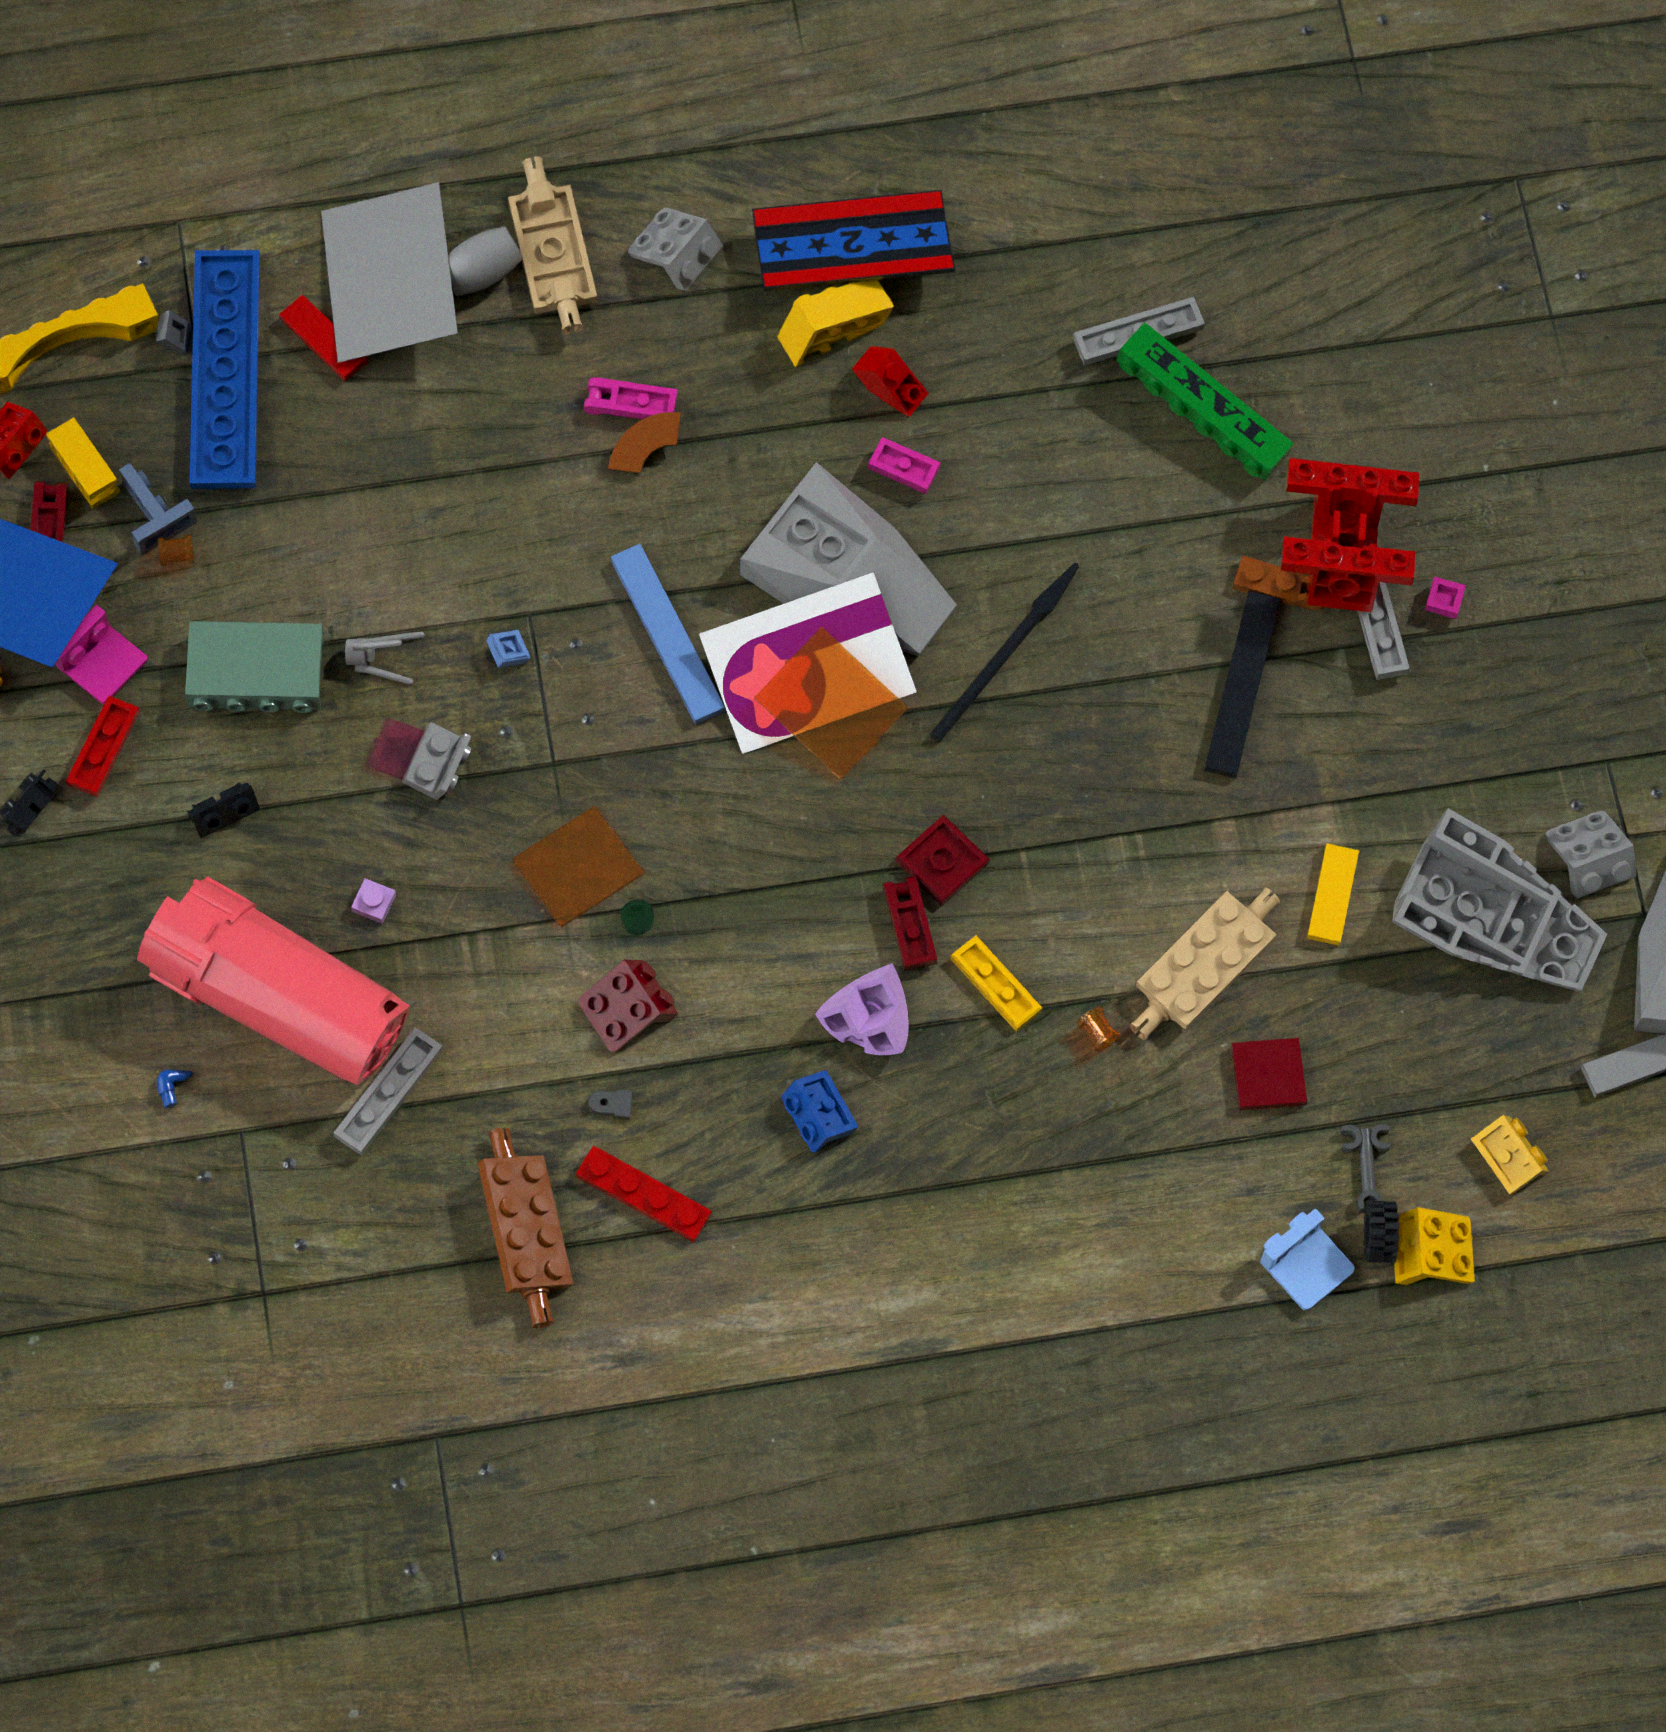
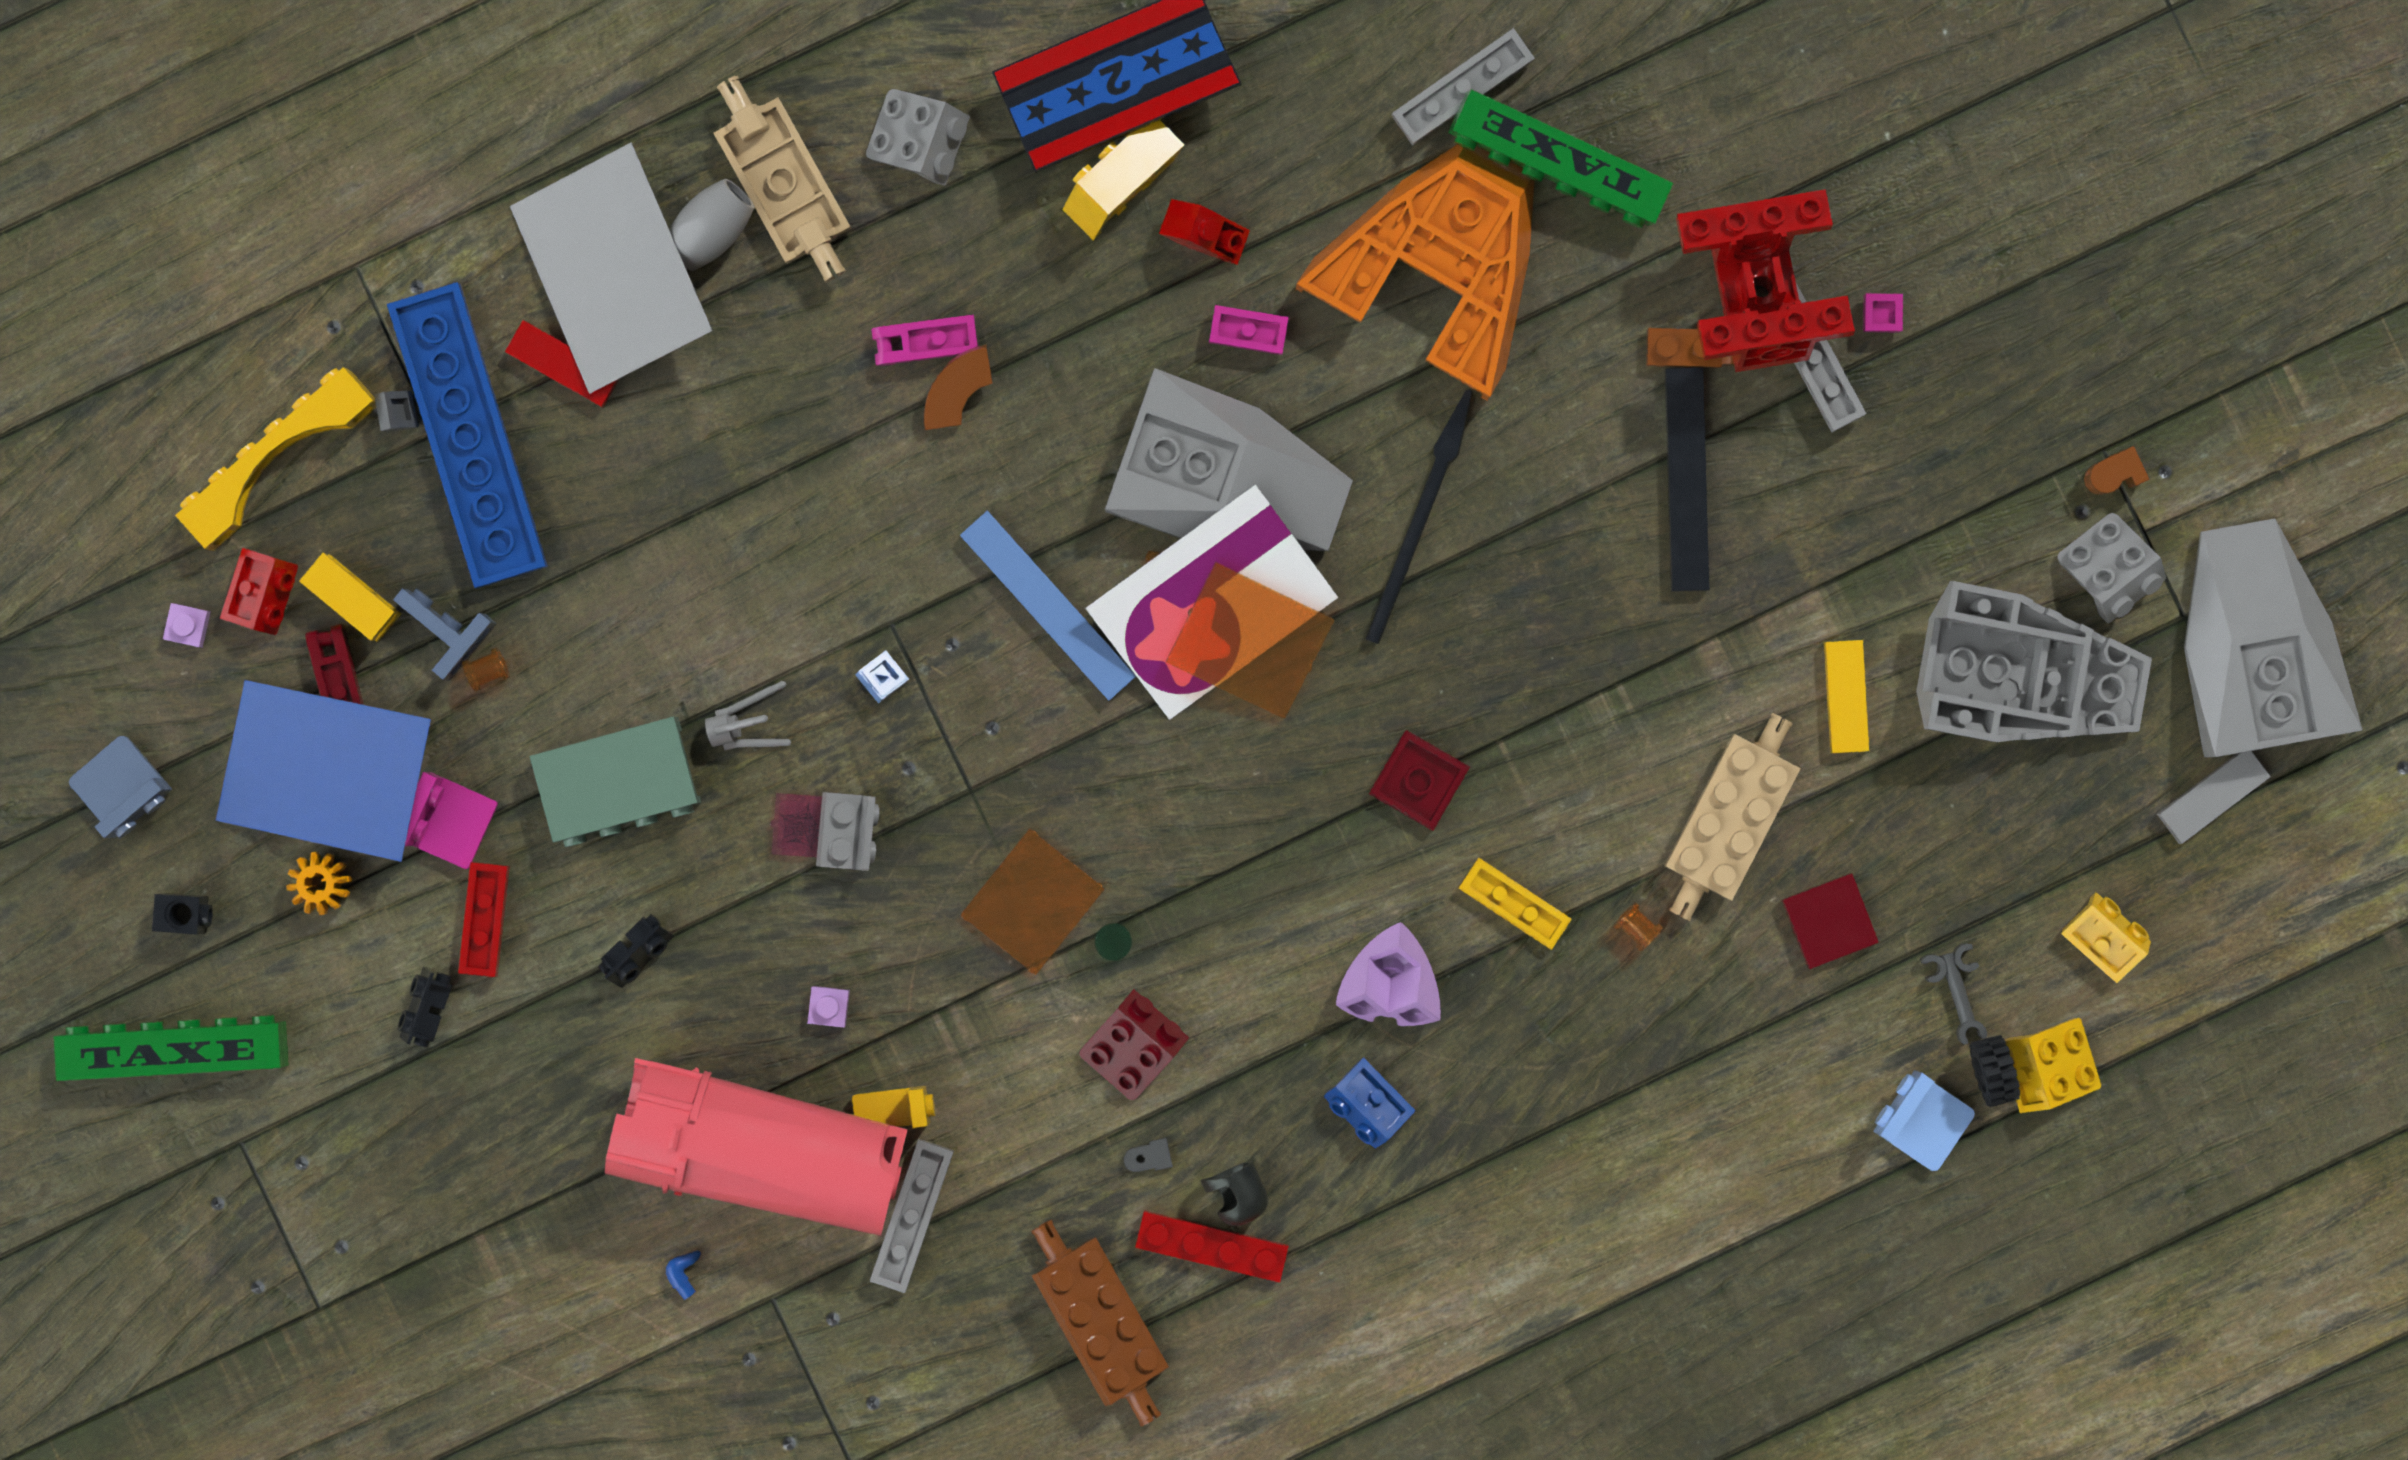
camera: 15 degrees left, 20 degrees up
(420, 996) = (896, 1106): none -> yellow bracket
(683, 1153) = (1241, 1193): none -> pearl dark grey helmet
(910, 924) = (1405, 866): dark red plate -> none
(1108, 433) = (1461, 226): none -> orange piece
(1613, 775) = (2110, 472): none -> dark orange leg

